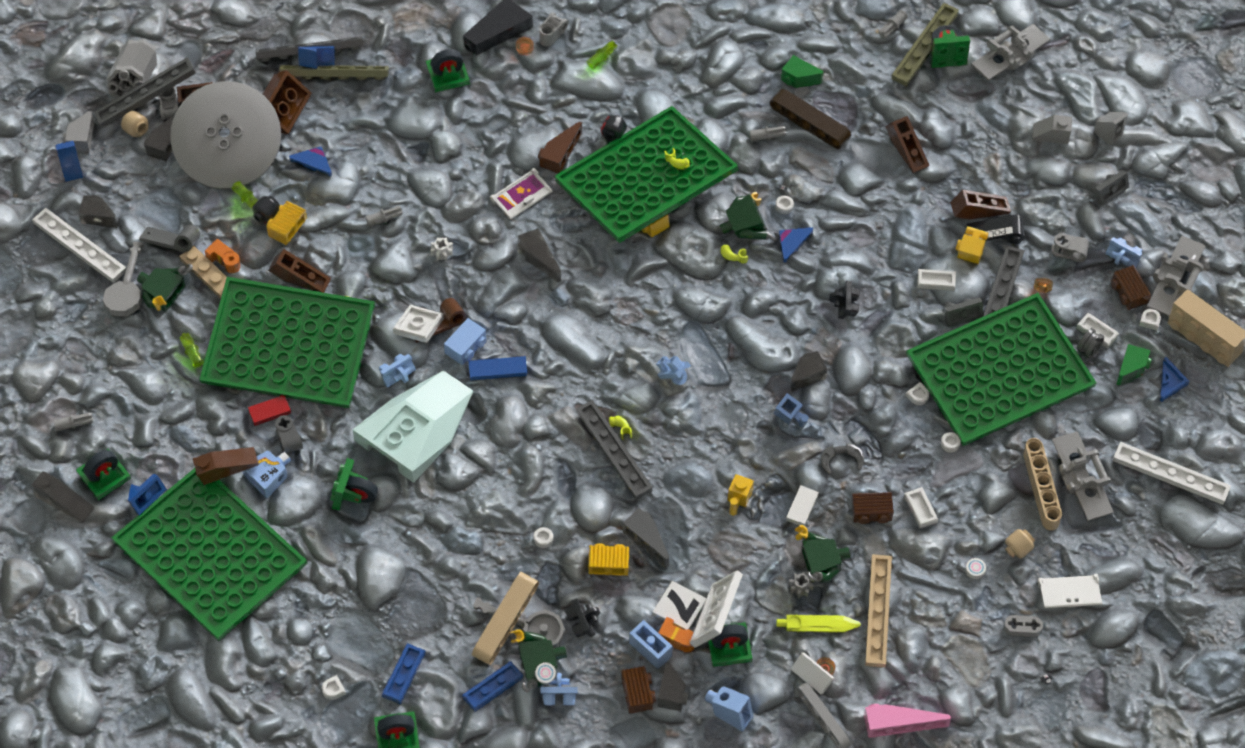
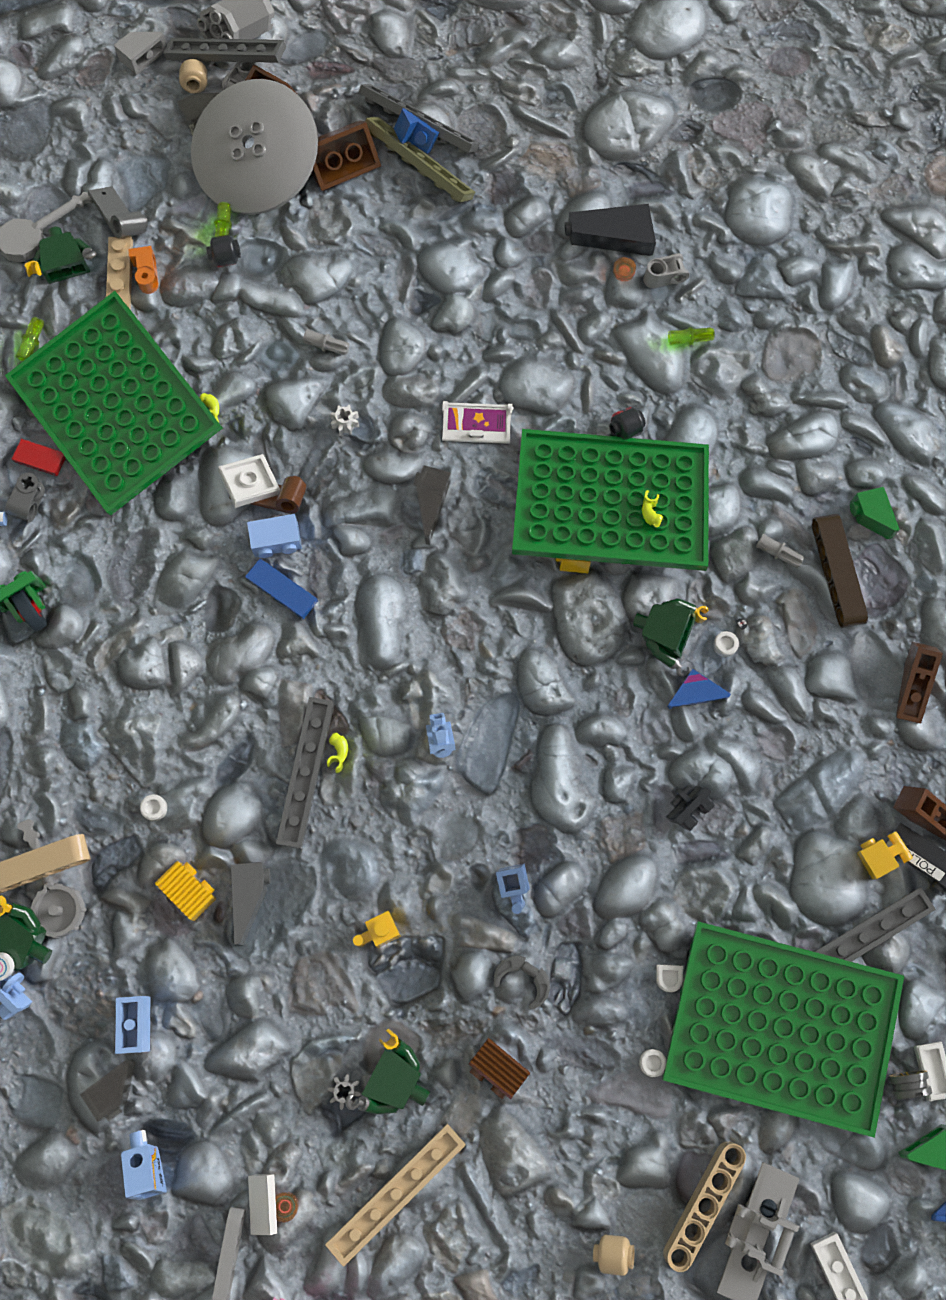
camera: 40 degrees right, 15 degrees up
(69, 161) = (90, 65): blue tile -> none
(79, 245) = (35, 158): white plate -> none
(96, 212) = (80, 136): clear smoke slope -> none
(286, 222) = (231, 278): yellow brick -> none
(298, 272) = (194, 340): reddish brown slope -> none
(313, 159) = (319, 234): blue tile -> none
(398, 370) = (185, 515): light blue hips -> none
(416, 424) = (148, 585): light aqua wedge -> none
(447, 70) = (523, 239): plate -> none
(559, 149) = (553, 404): reddish brown slope -> none
(578, 610) = (103, 933): black hips -> none
(637, 689) = (78, 1061): reddish brown brick -> none
(676, 636) = (170, 1037): orange leg -> none
(680, 605) = (208, 1002): white tile -> none
(716, 609) = (224, 1049): white tile -> none
(727, 253) = (617, 651): neon yellow arm -> none
(730, 646) = (213, 1092): plate -> none
(802, 506) = (432, 999): white tile -> none
(808, 371) = (577, 852): clear smoke slope -> none
(817, 623) = (325, 1148): neon yellow piece -> none
(920, 507) = (551, 1111): white tile -> none
(936, 279) = (809, 861): white tile -> none
(963, 312) = (811, 927): dark grey tile -> none
(975, 568) = (543, 1237): white tile -> none
(1043, 285) = (920, 967): clear orange tile -> none

